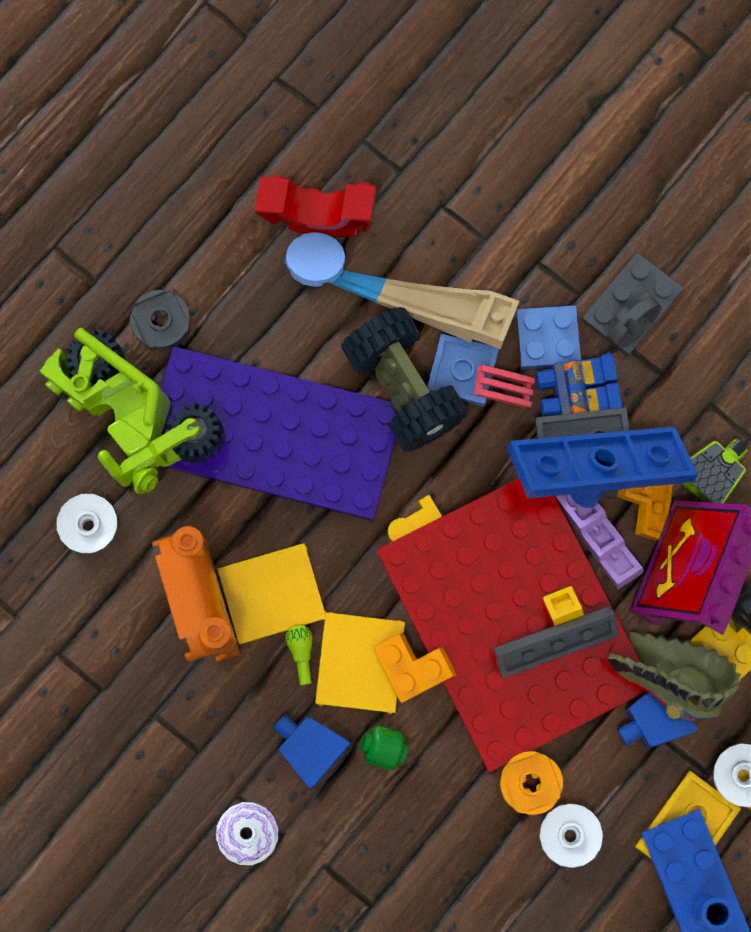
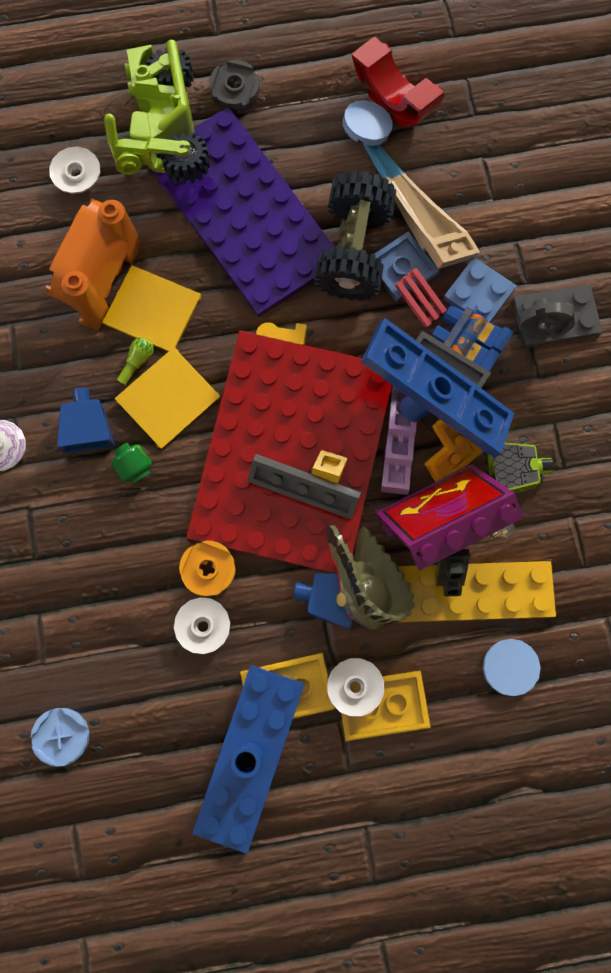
camera: 40 degrees right, 0 degrees up
(412, 675) = (190, 428): light orange plate -> none

